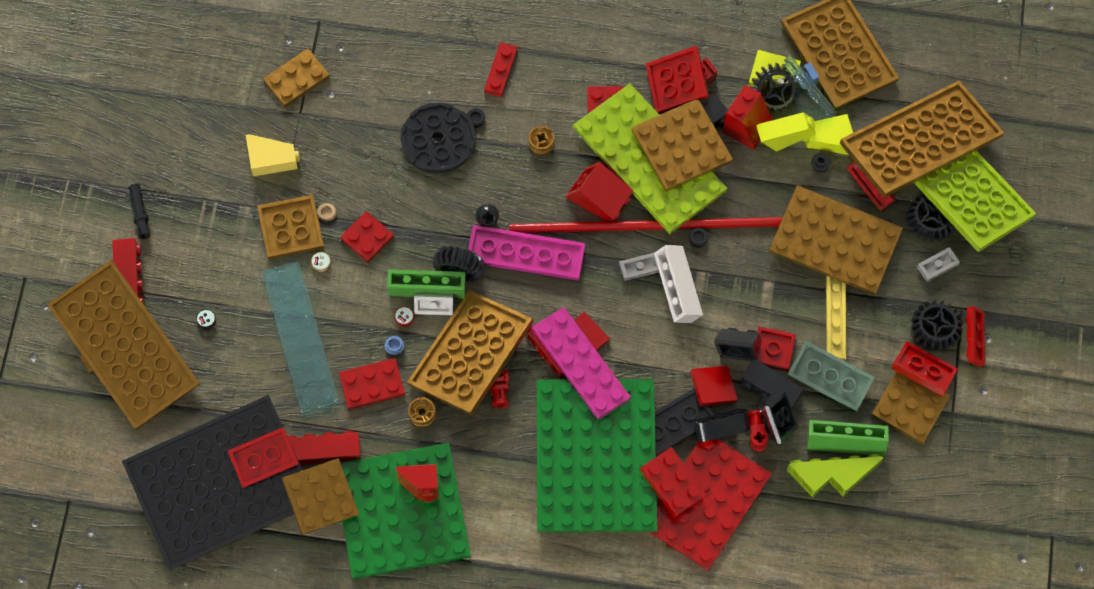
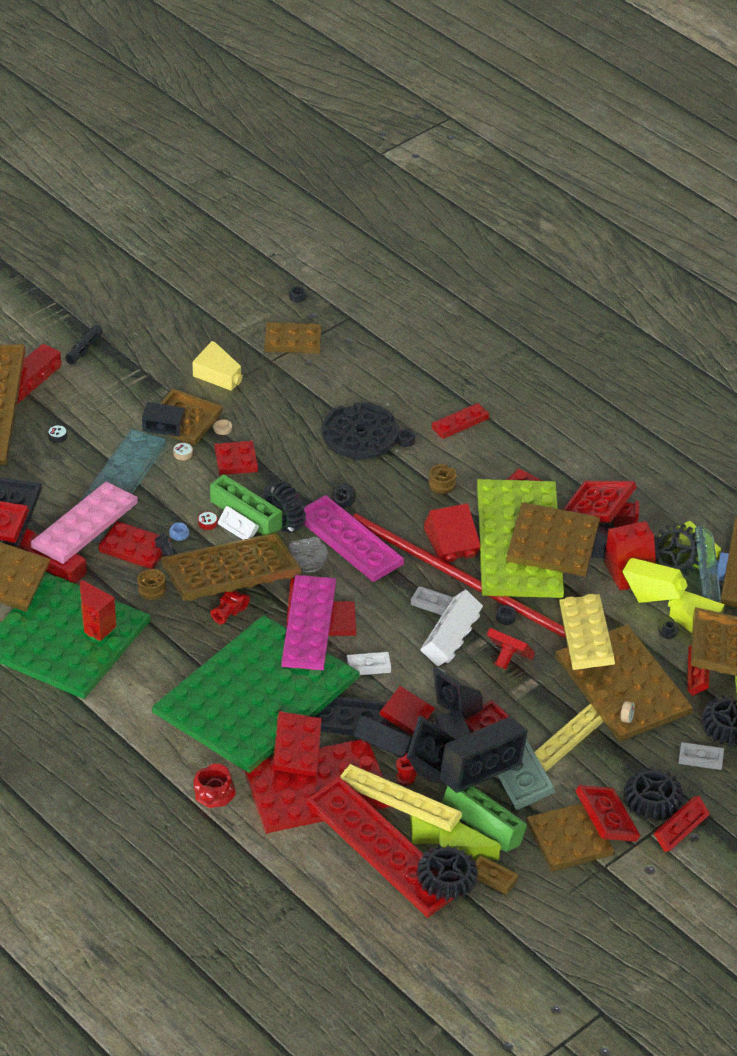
camera: 40 degrees right, 25 degrees down
(259, 25) = (297, 294): none -> black plate
(286, 246) = (163, 419): none -> black brick
(323, 397) = (84, 522): none -> bright pink plate
(399, 370) = (162, 542): none -> black pin
(506, 281) = (310, 546): none -> clear plate
(642, 564) = (214, 786): none -> red piece
(646, 362) = (370, 663): none -> white plate
(734, 270) = (509, 647): none -> red tile
(778, 216) = (586, 631): none -> light yellow plate
(783, 472) = (401, 798): none -> light yellow tile
(804, 521) = (375, 841): none -> red plate
(817, 394) = (483, 754): none -> black brick
(871, 271) = (627, 711): none -> tan tile
(872, 496) = (445, 865): none -> black gear
(893, 482) = (495, 875): none -> pearl gold plate

